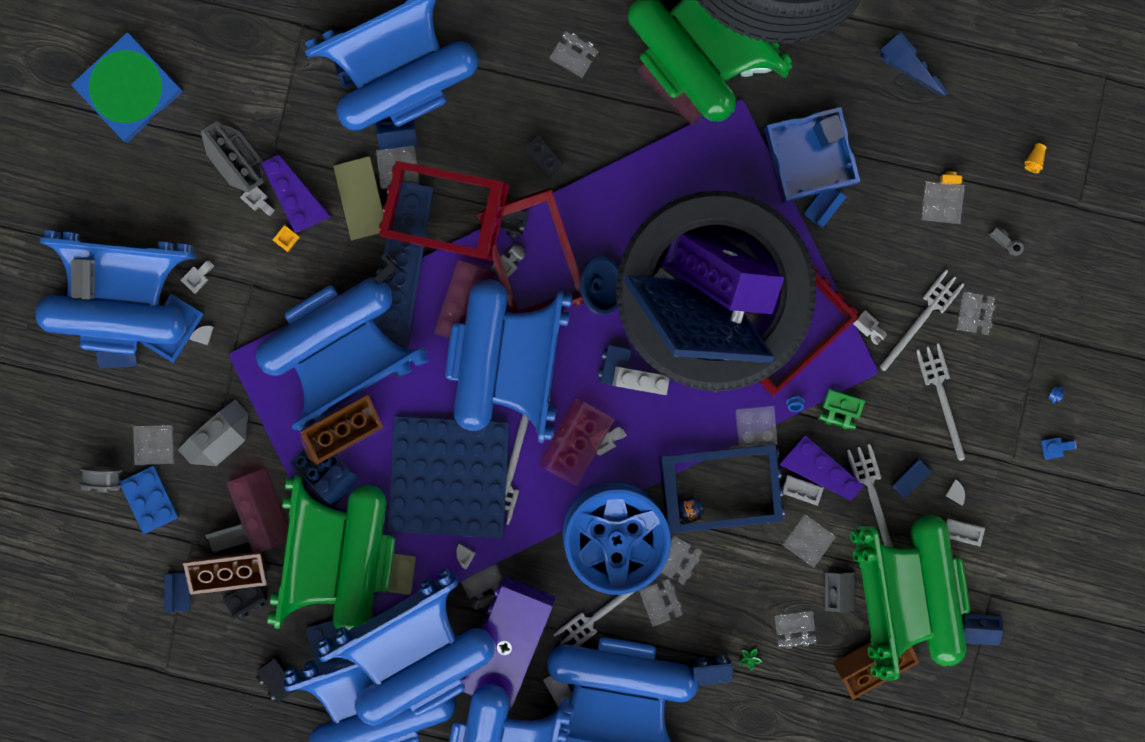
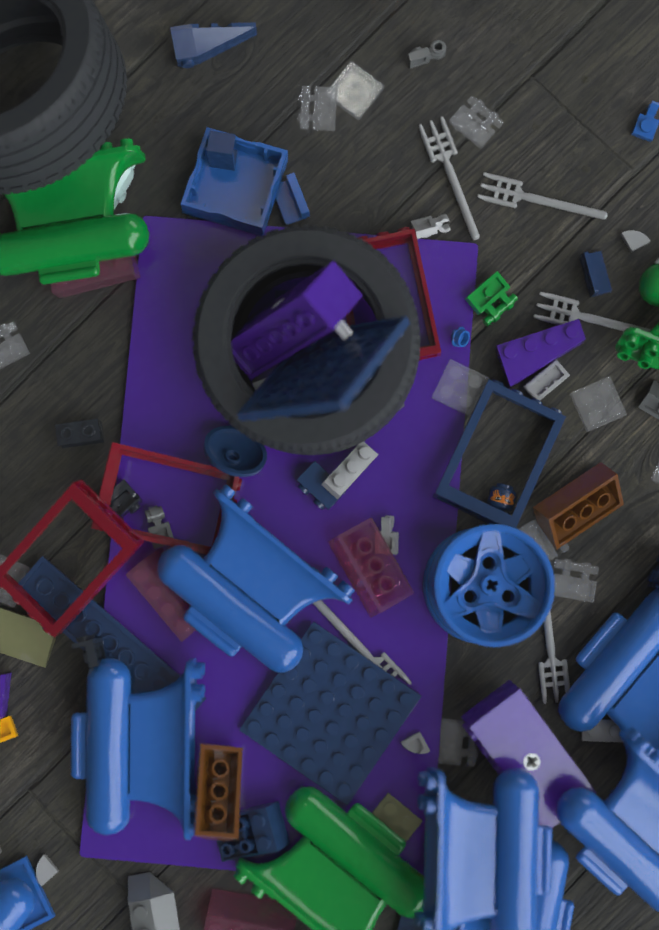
camera: 55 degrees left, 5 degrees down
(720, 571) = (579, 505): none -> reddish brown slope
(913, 188) = (324, 108): none -> clear plate
(951, 178) = (336, 68): light orange plate -> none
(1056, 394) = (597, 92): blue plate -> none

